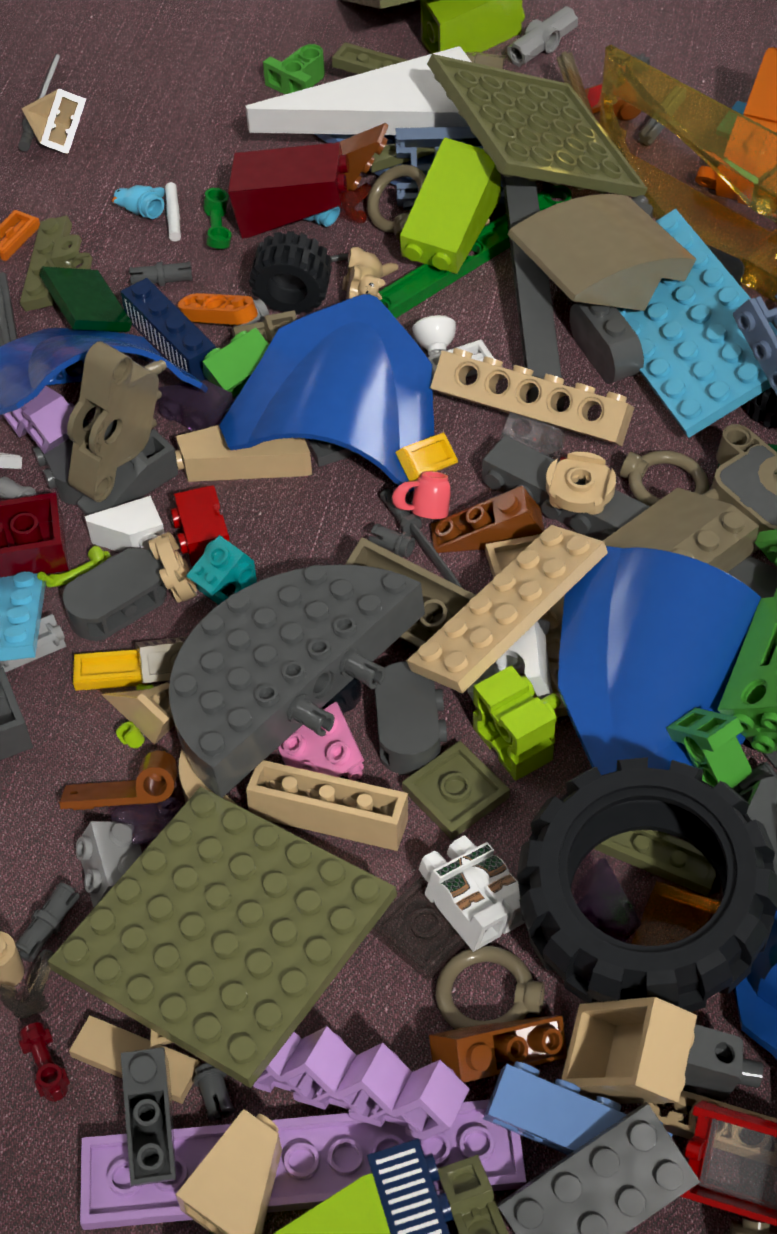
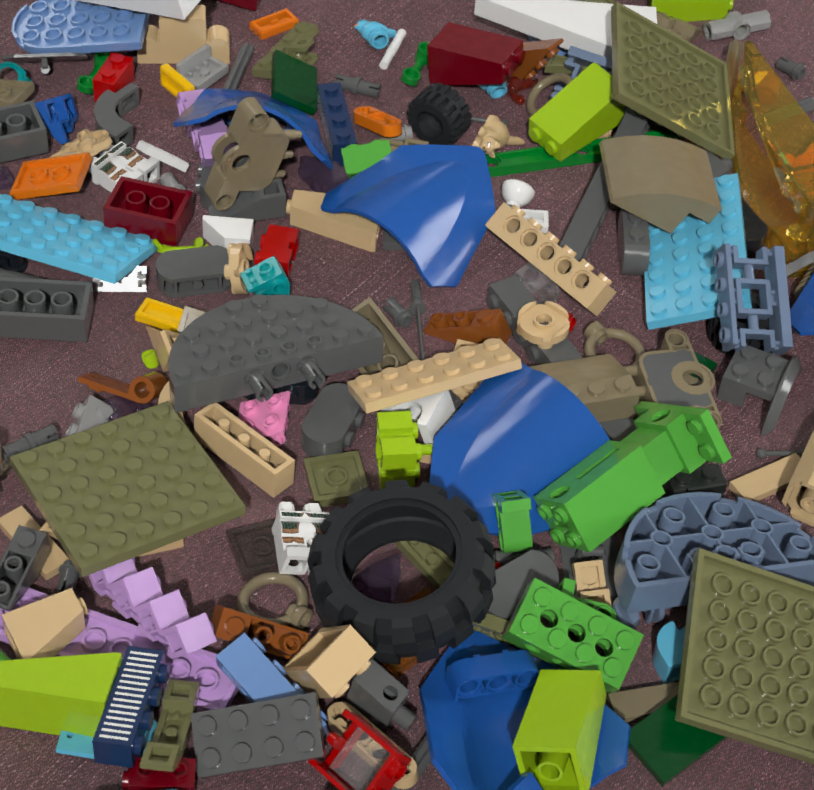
camera: 20 degrees right, 5 degrees down
(426, 455) = (454, 268): yellow tile -> none
(430, 495) = (439, 293): coral piece -> none

